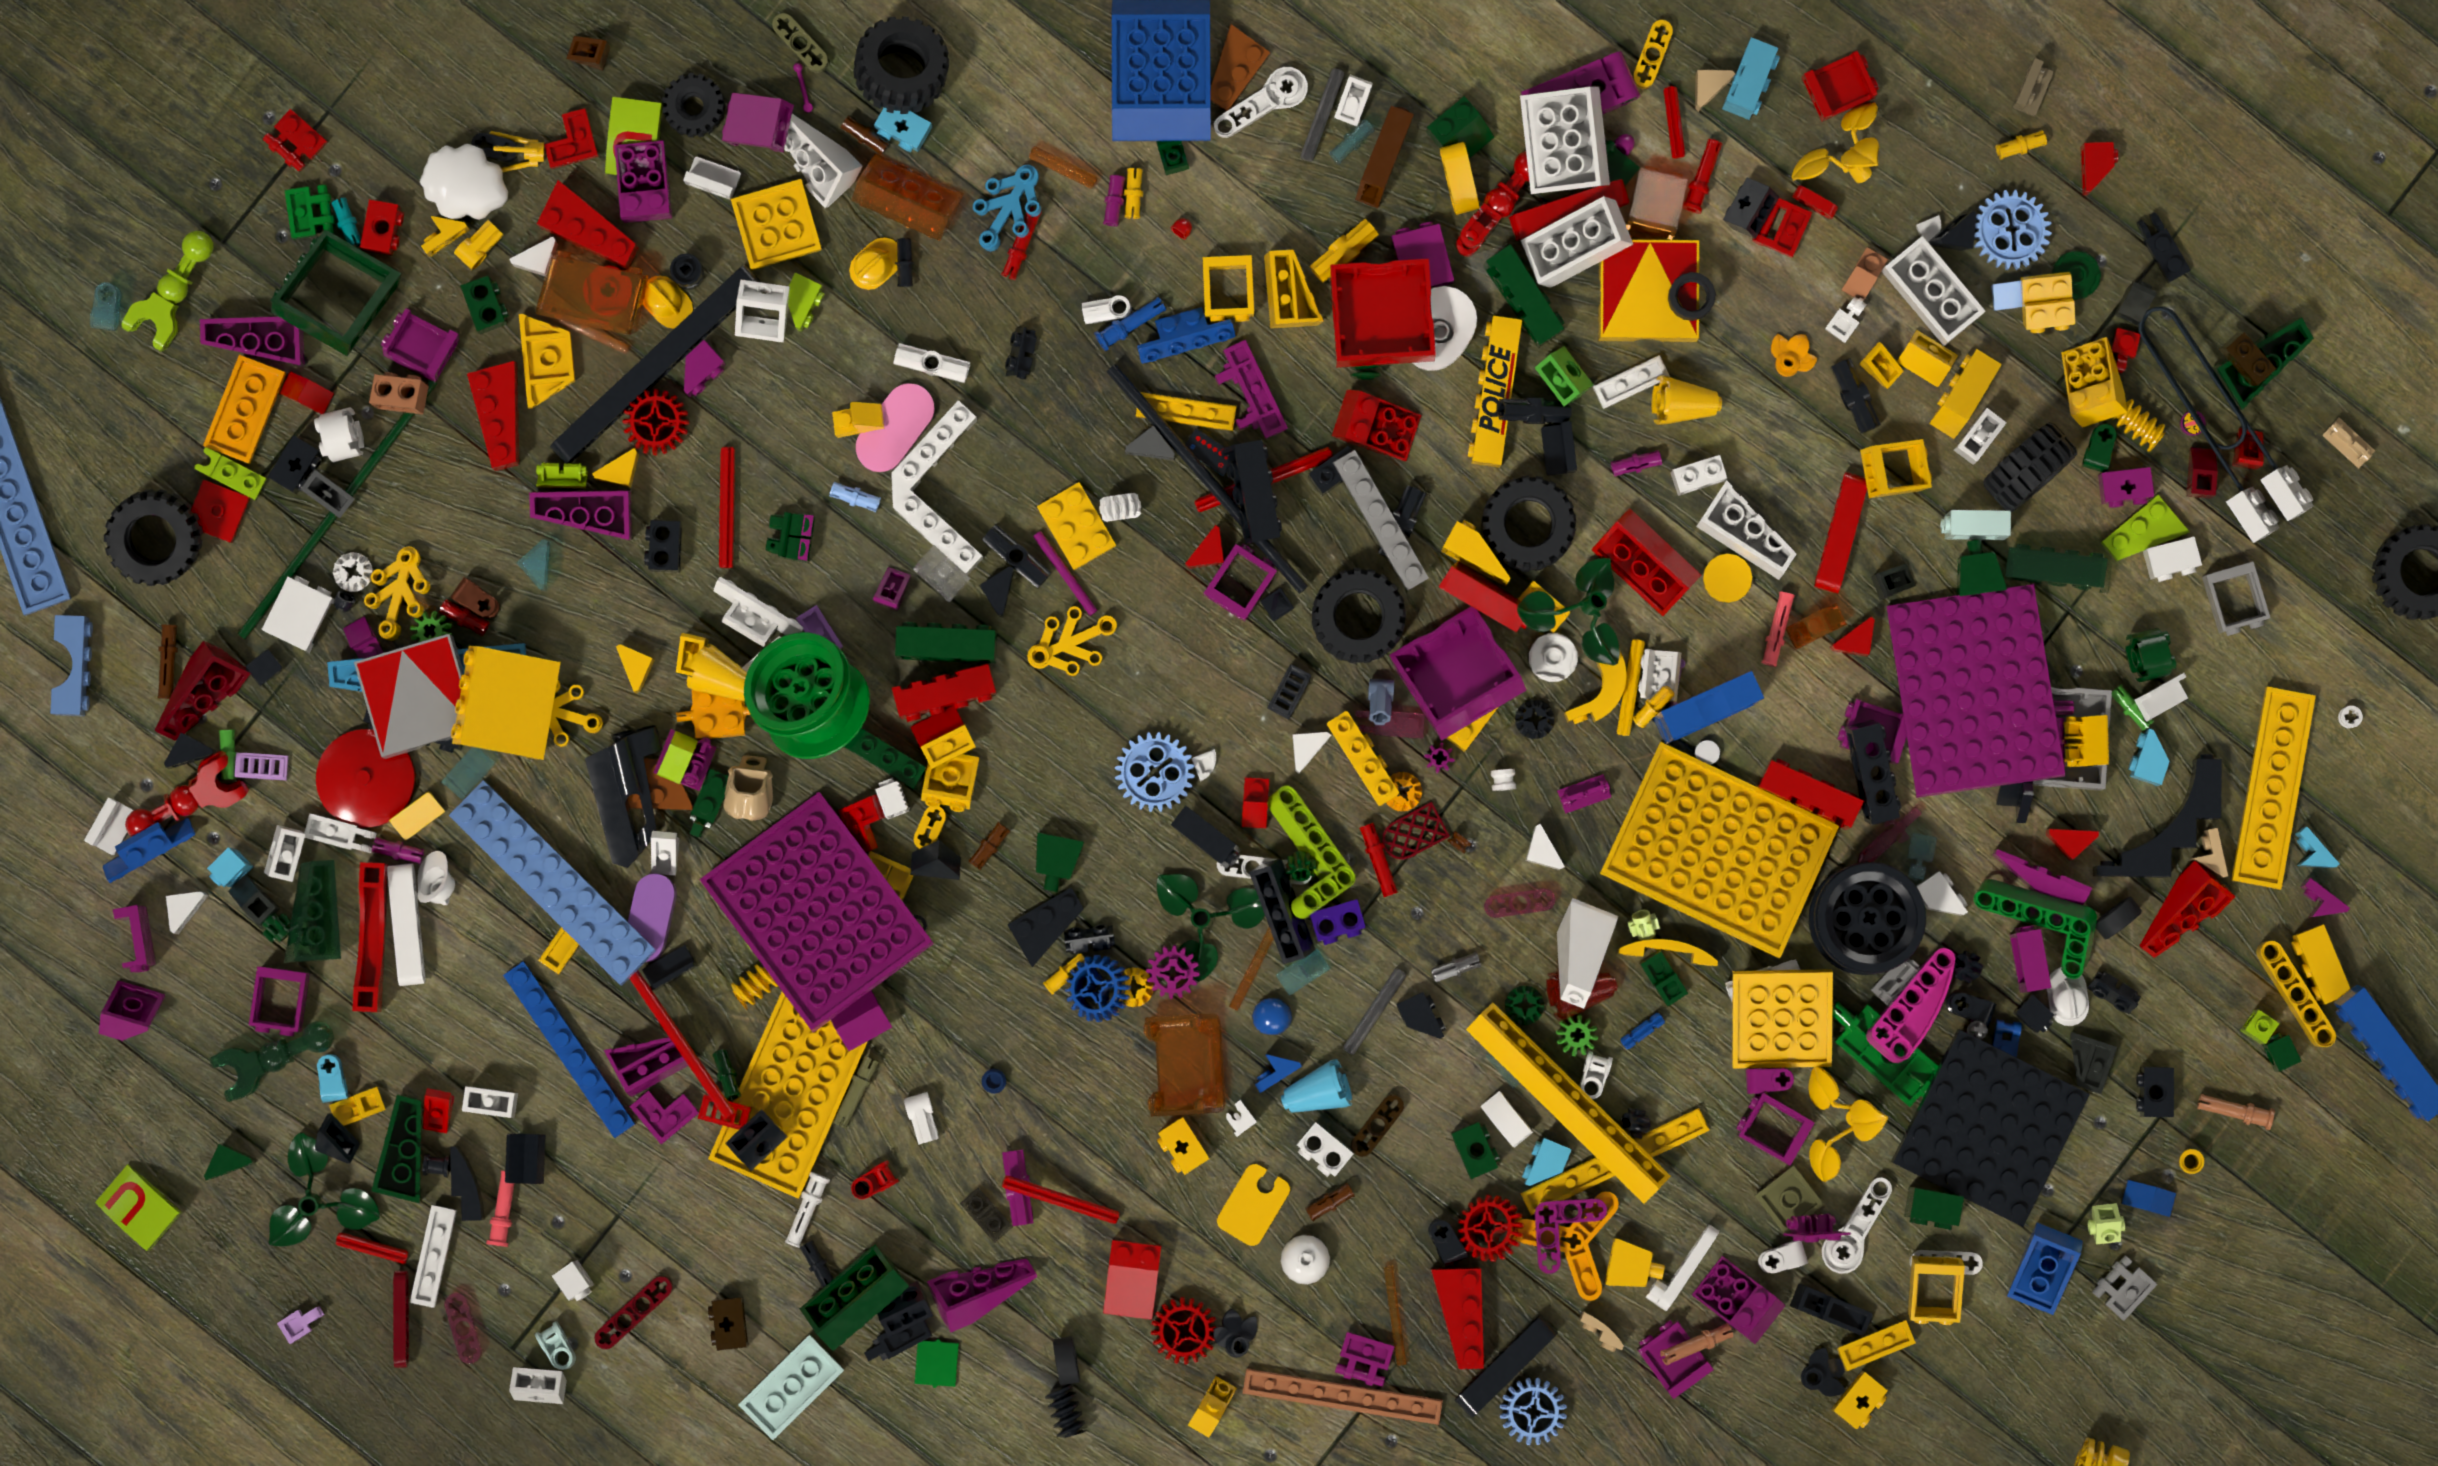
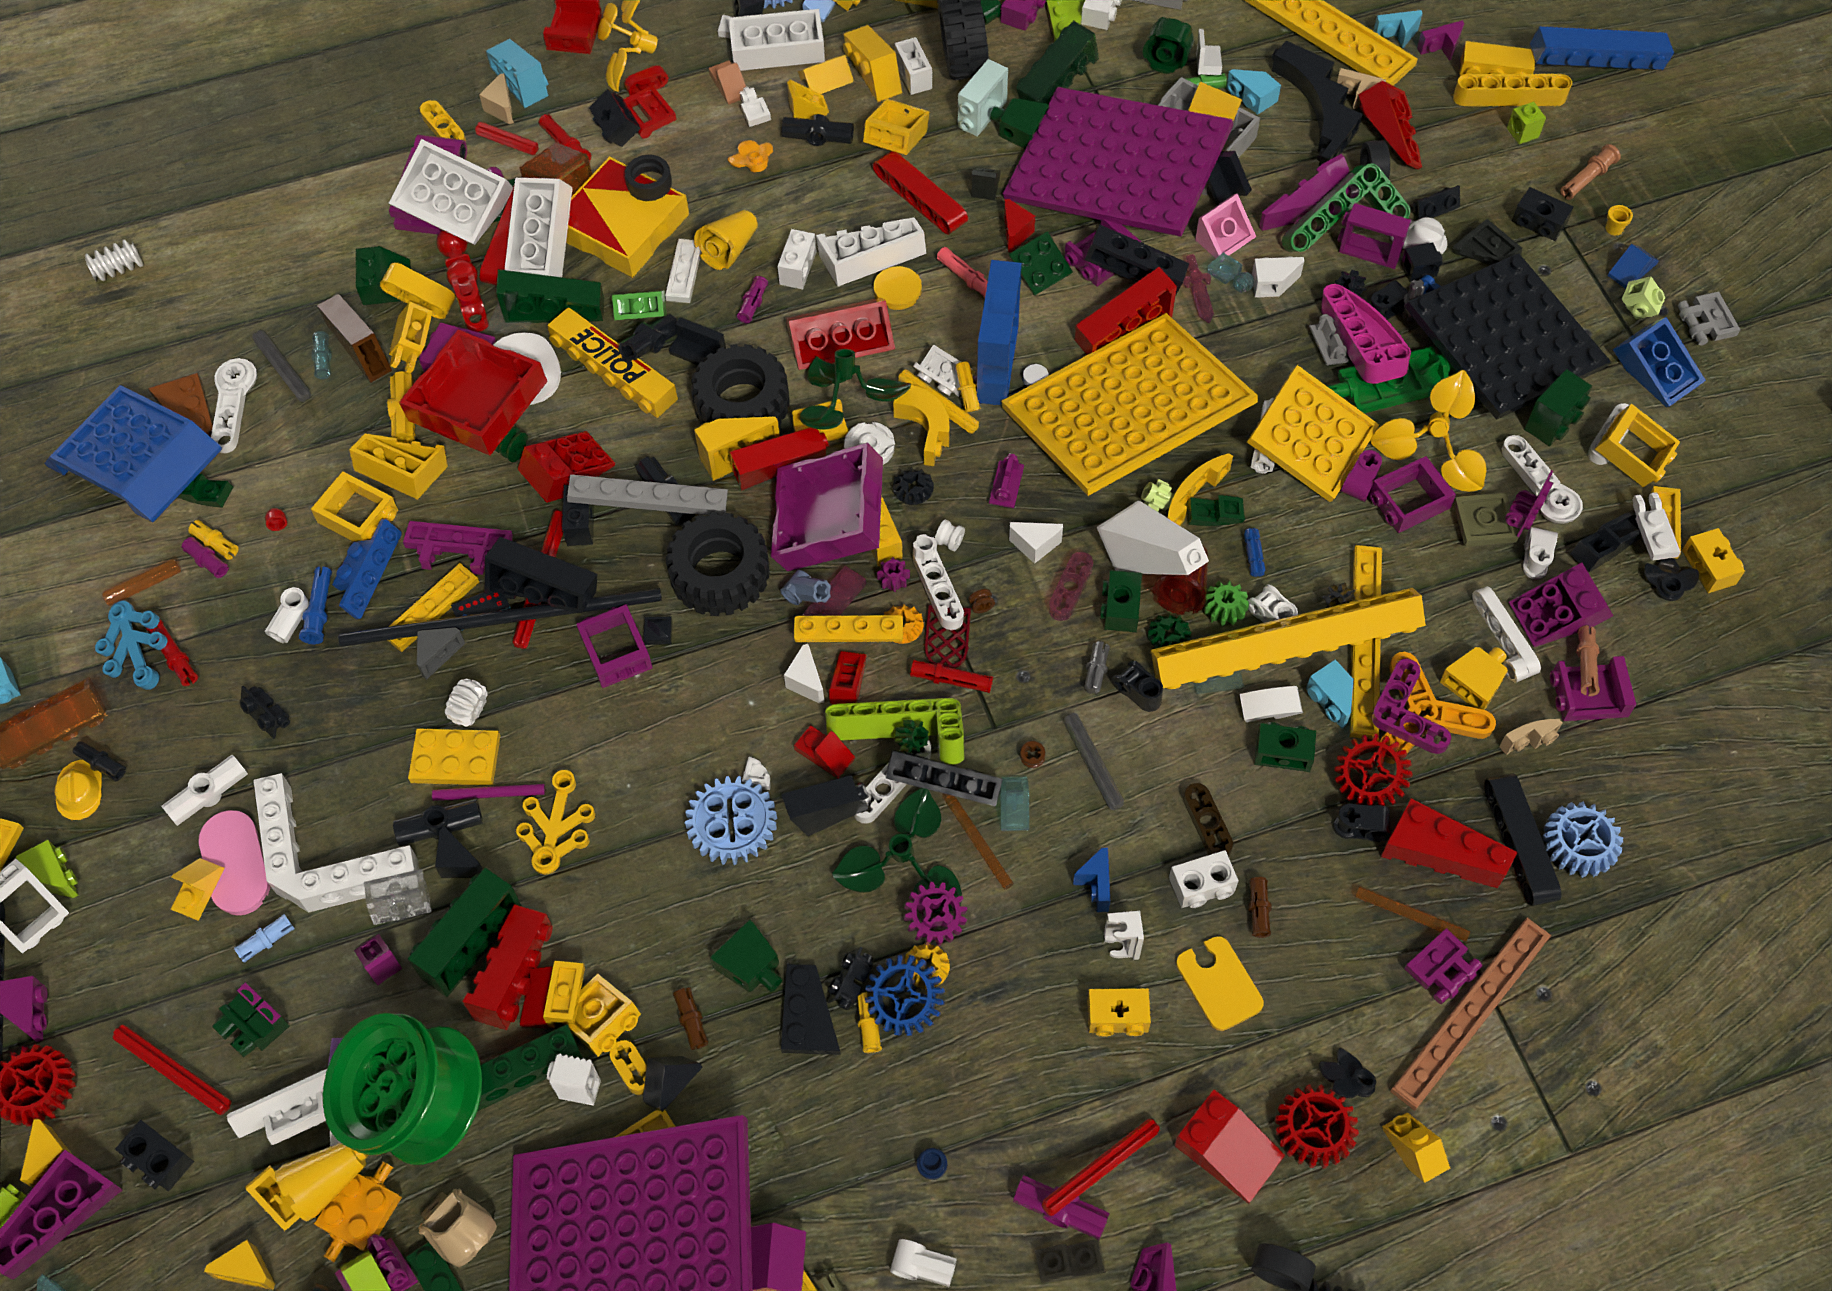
camera: 55 degrees left, 25 degrees down
(858, 818) = (567, 1121): red plate -> none
(1187, 1064) = (1035, 959): clear orange windscreen -> none
(1208, 552) = (568, 655): red slope -> none
(1272, 1016) = (1039, 854): blue hair -> none
(1299, 673) = (735, 647): black slope -> none
(1305, 1259) = (1306, 964): white cylinder -> none
(1310, 789) = (845, 693): none -> red slope
(1319, 1090) = (1141, 847): medium azure cone -> none
(1335, 915) = (982, 741): dark purple brick -> none
(1353, 100) = (288, 330): white slope -> none
(1357, 957) = (1032, 746): none -> reddish brown bush
(1410, 207) = (410, 336): none -> yellow hinge
(1418, 1015) = (1125, 721): black slope -> none
(1450, 797) = (926, 550): none -> white beam
(1460, 1007) = (1135, 683): none -> black piece
(1542, 952) = (1124, 587): none -> dark green brick
(1816, 626) = (983, 245): clear orange slope -> none
(1827, 687) = (1041, 263): none -> dark green hinge
(1833, 939) = (1265, 316): black wheel -> none
(1856, 1341) = (1655, 528): none -> white hinge
(1964, 826) = (1224, 228): none -> bright pink slope
(2071, 842) = (1287, 169): red slope -> none
(2281, 1052) = (1559, 120): dark green brick -> none

